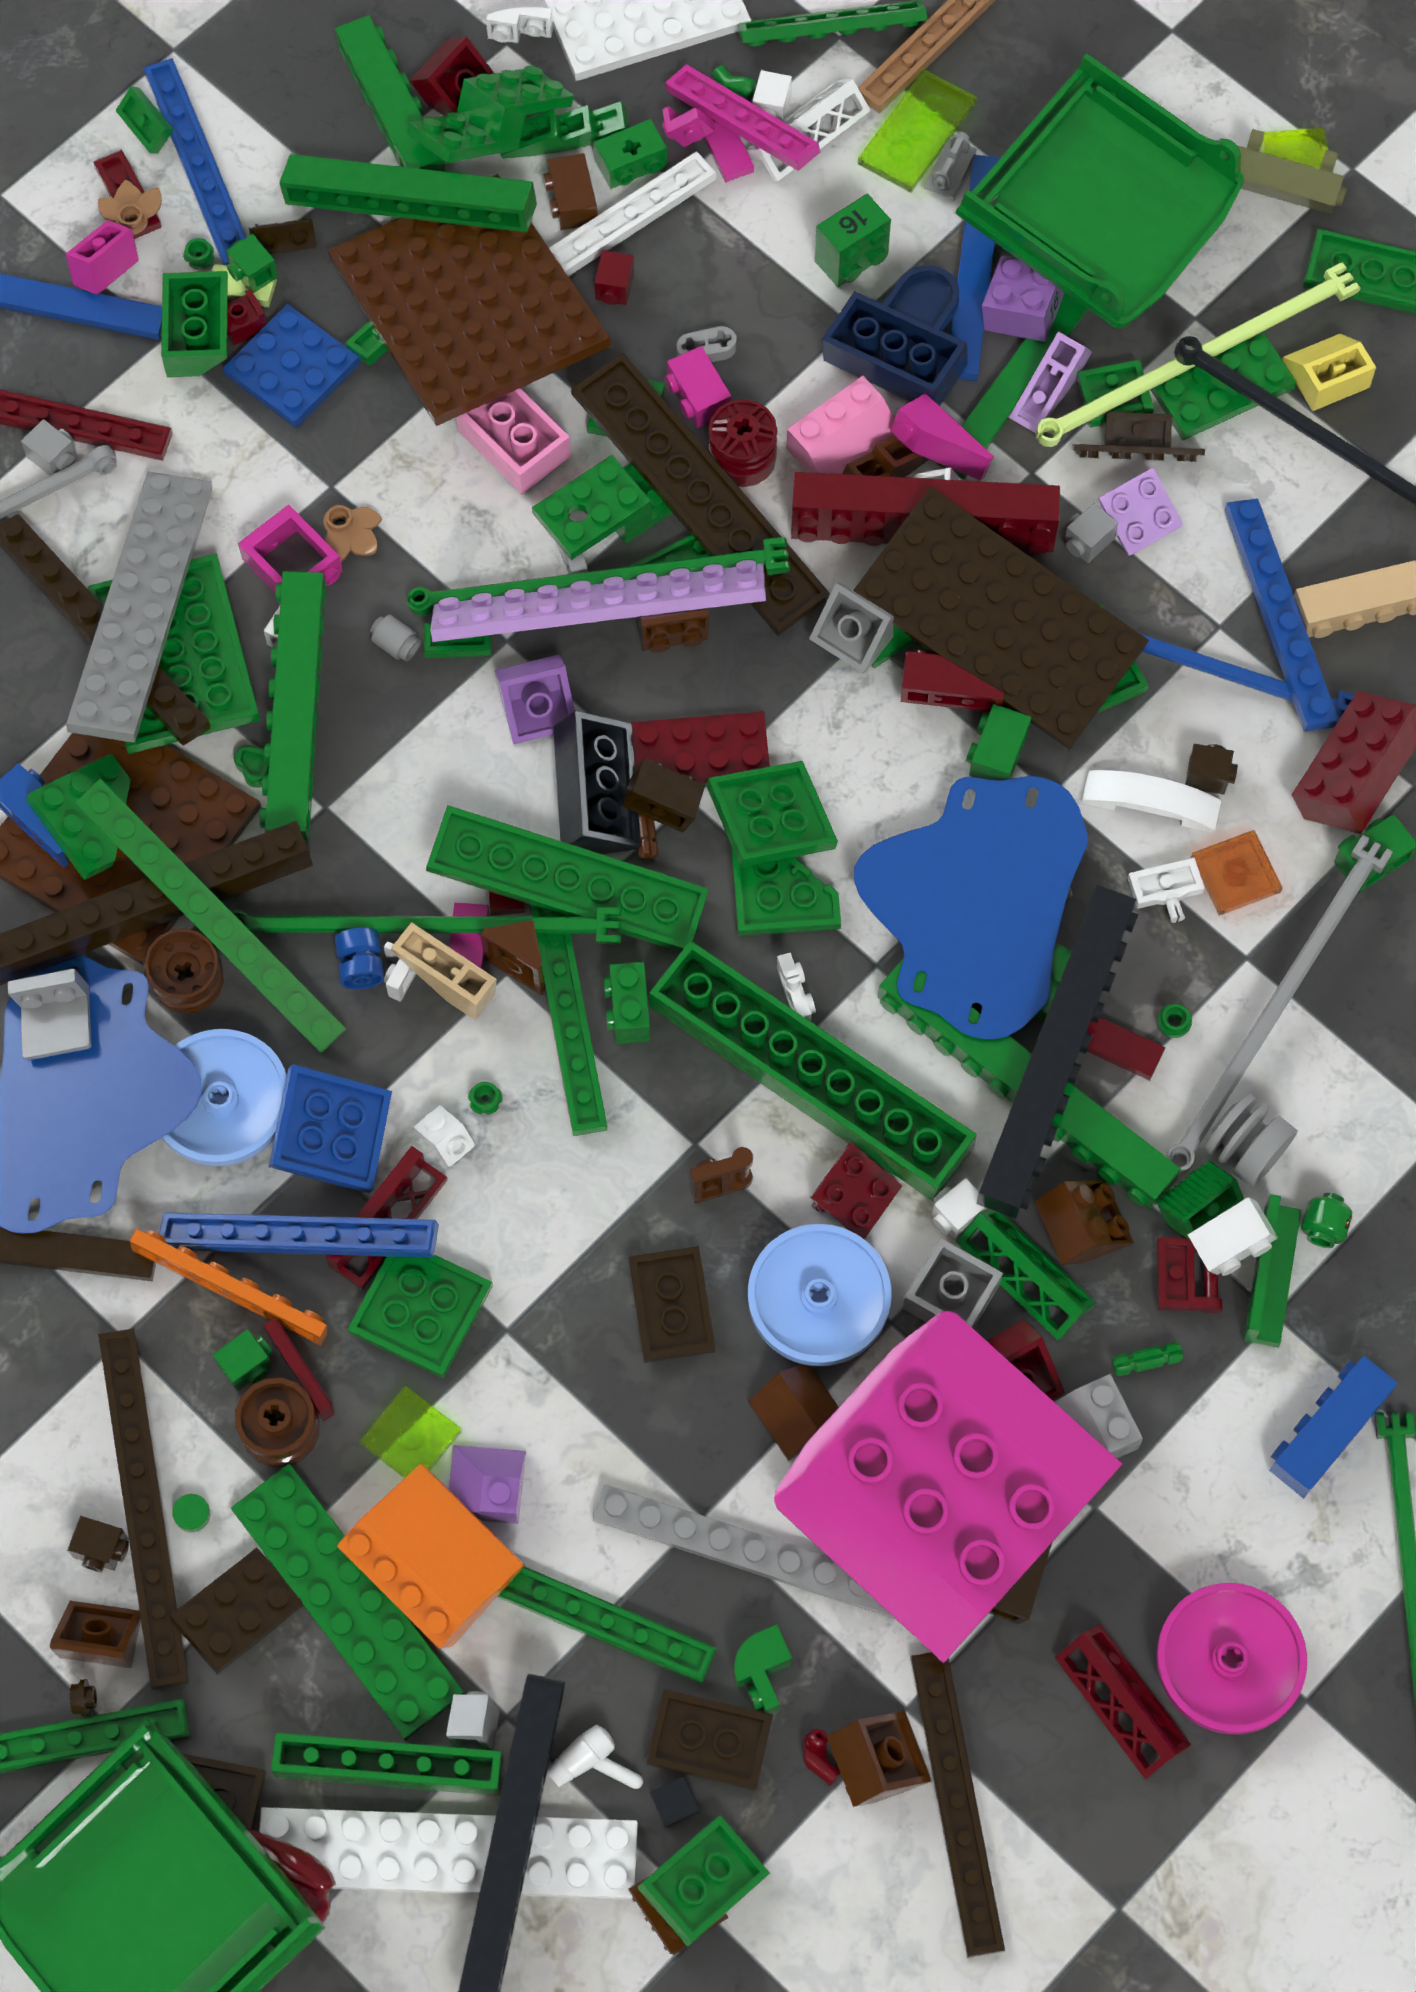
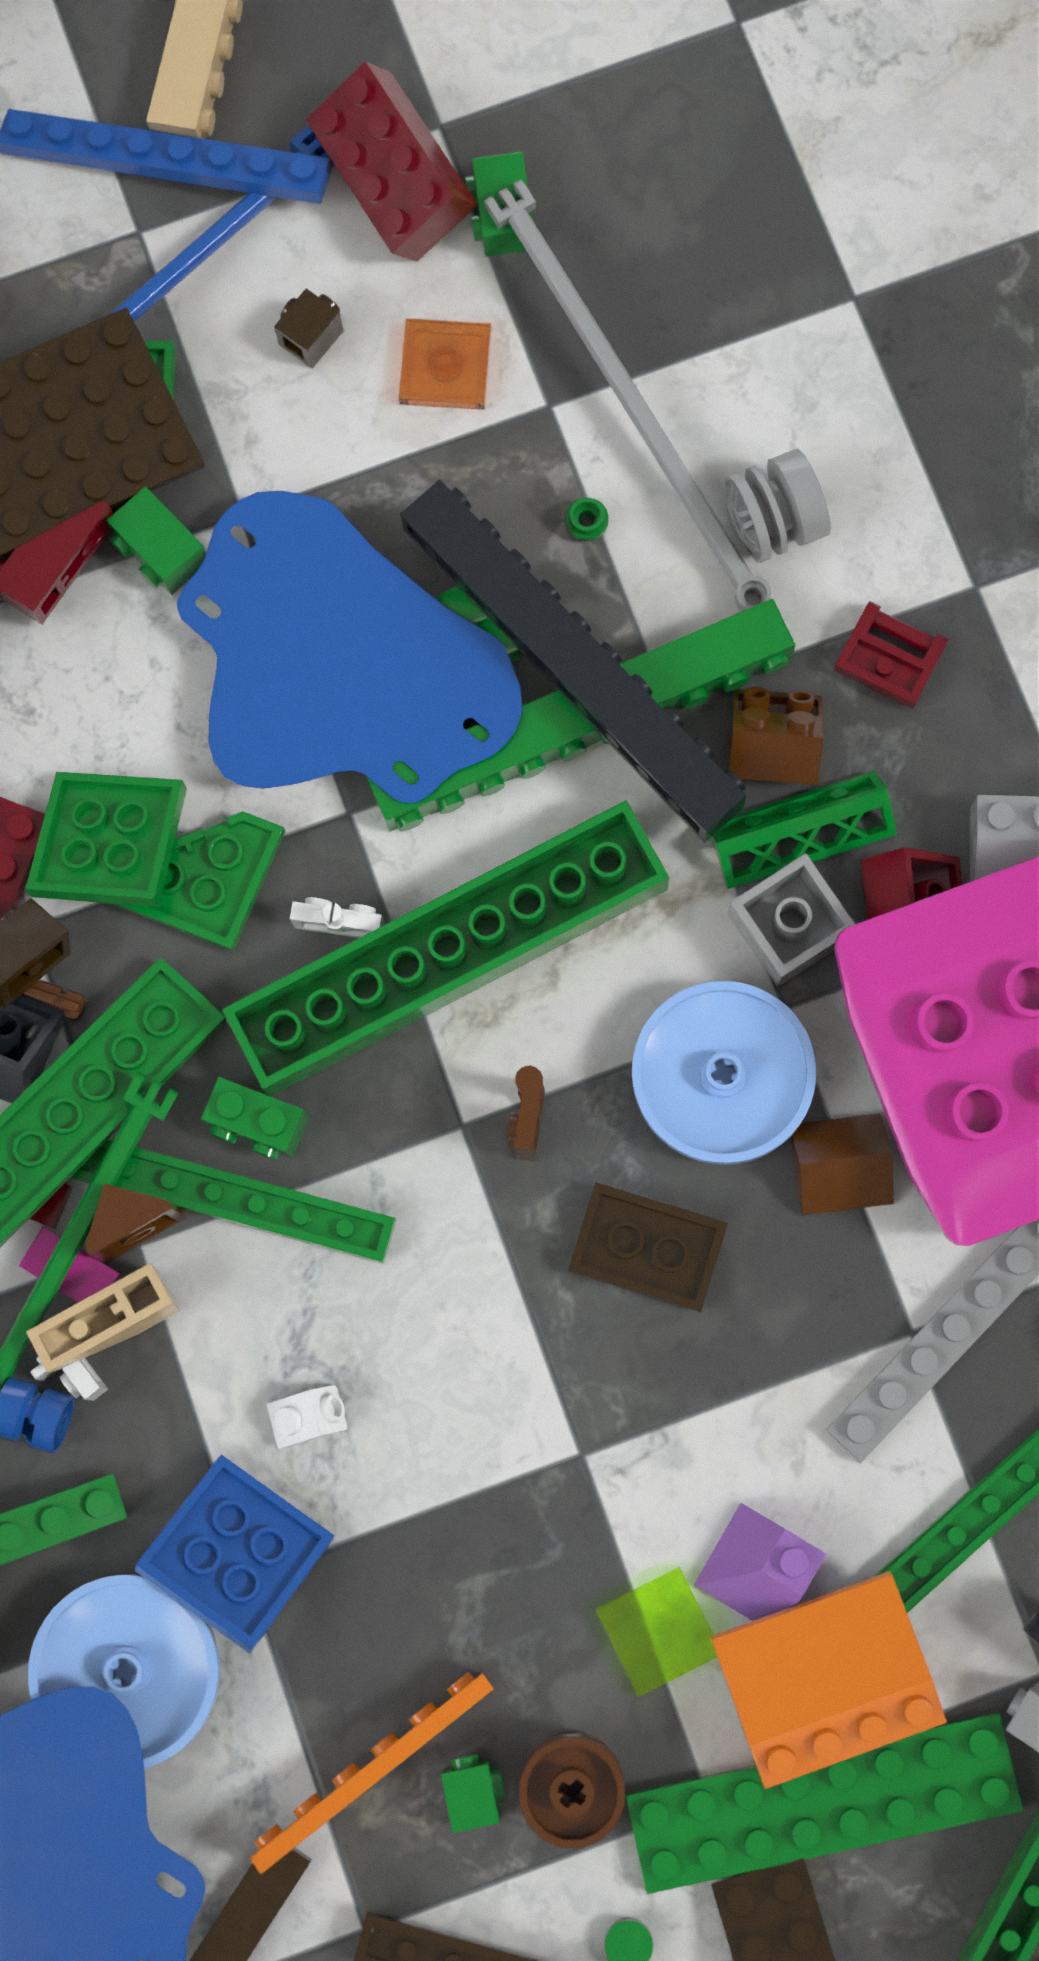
camera: 55 degrees left, 10 degrees up
(299, 1369) = (515, 1730): dark red tile -> none
(301, 1234) = (351, 1656): blue tile -> none
(384, 1199) = (361, 1543): dark red fence -> none
(420, 1310) = (508, 1547): green plate -> none
(485, 1089) = (276, 1336): green plate -> none
(855, 1191) = (615, 971): dark red hinge -> none
(956, 1208) = (693, 867): white brick -> none
(1124, 1048) = (598, 584): dark red tile -> none
(1147, 1358) = (965, 748): green axle -> none
(1152, 795) = (306, 408): white slope -> none
(1166, 886) = (424, 445): white plate -> none
(1199, 1198) = (815, 597): green brick -> none
(1233, 1237) = (889, 580): white brick -> none
(1273, 1277) = (931, 566): green fence -> none
(1327, 1220) = (903, 475): green head -> none

